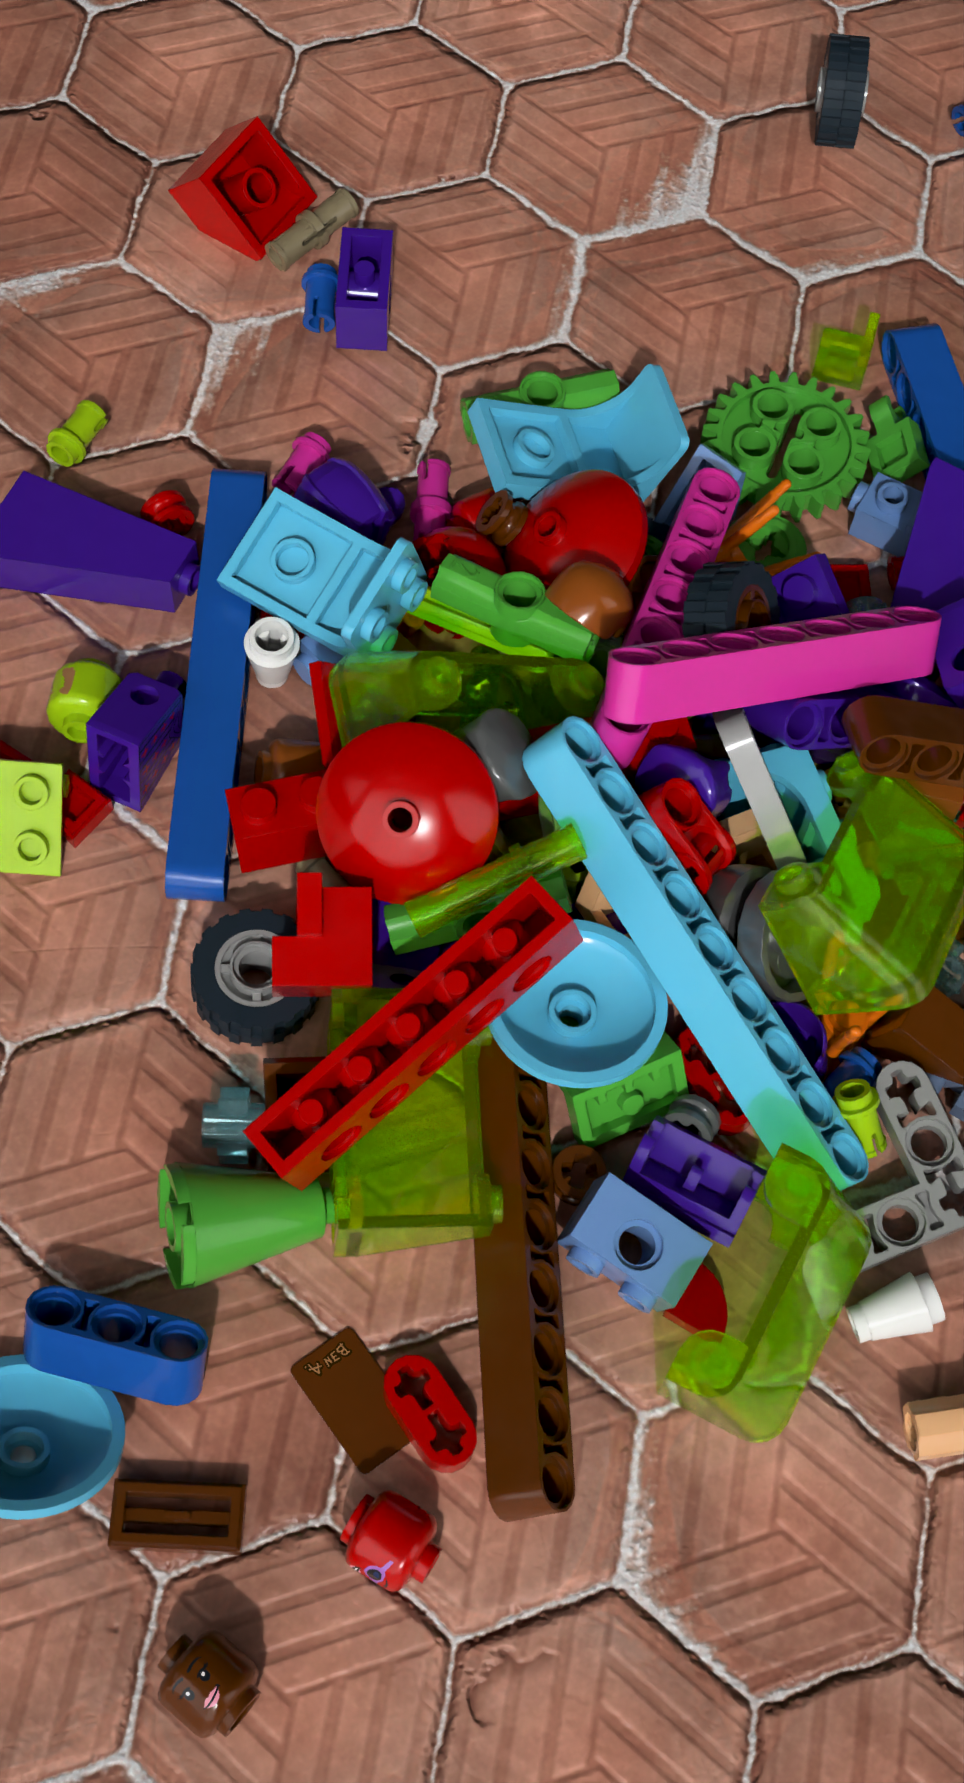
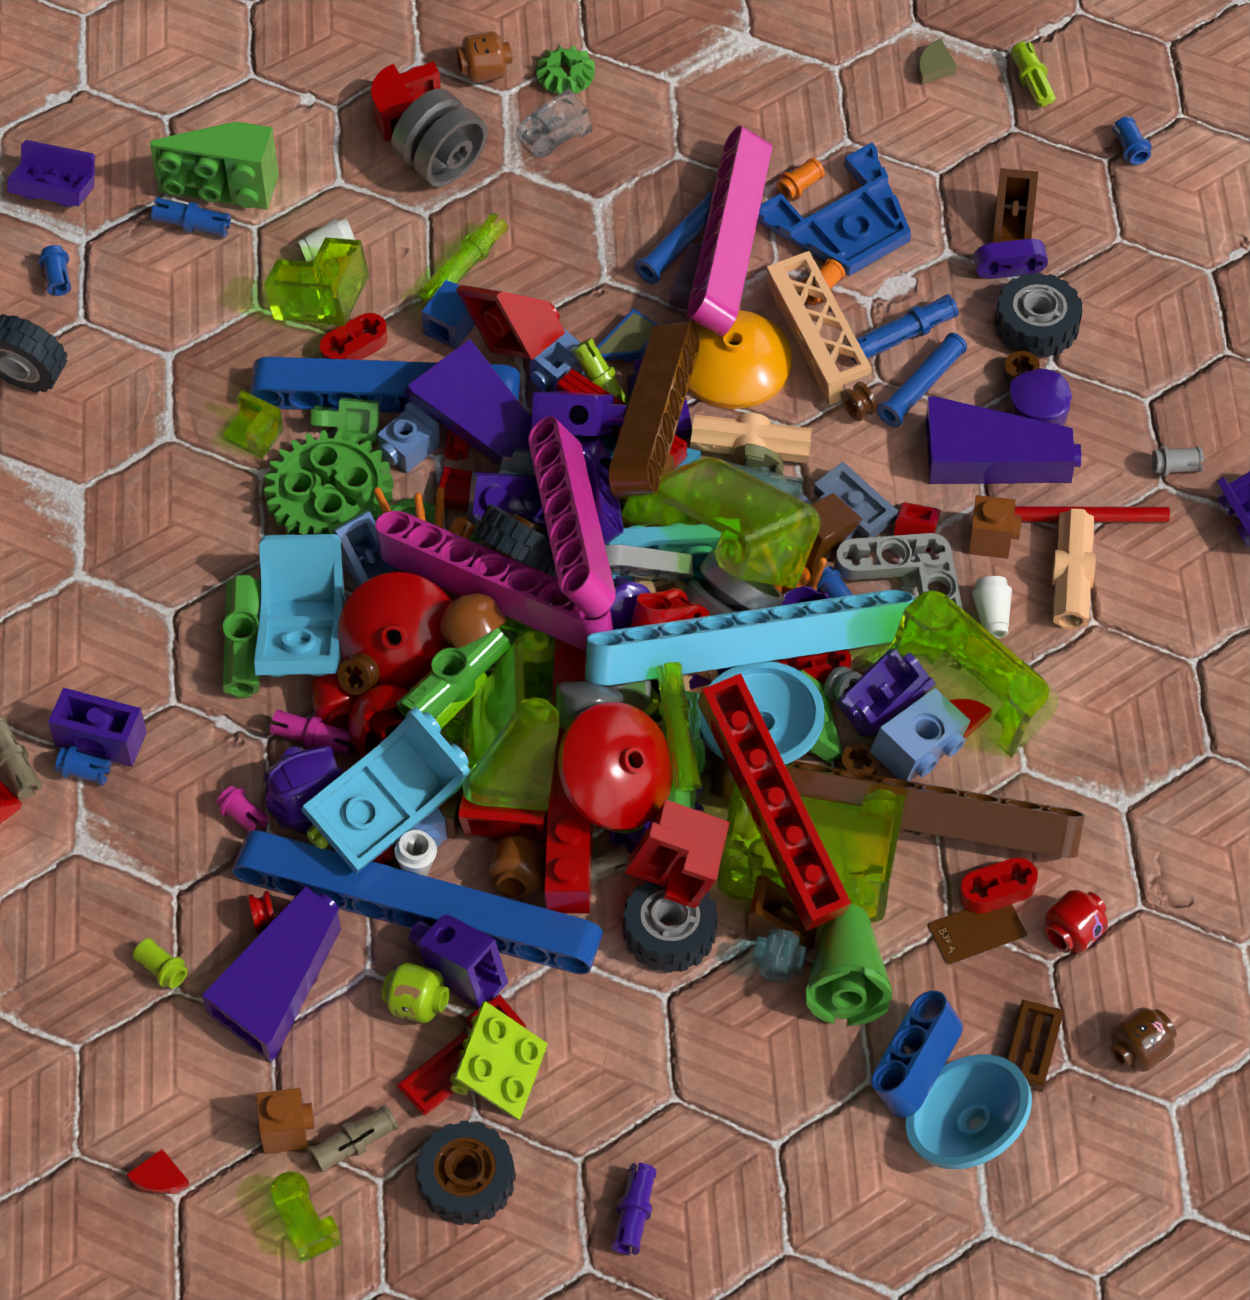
camera: 70 degrees left, 5 degrees down
(859, 1107) = (861, 581): lime pin -> none

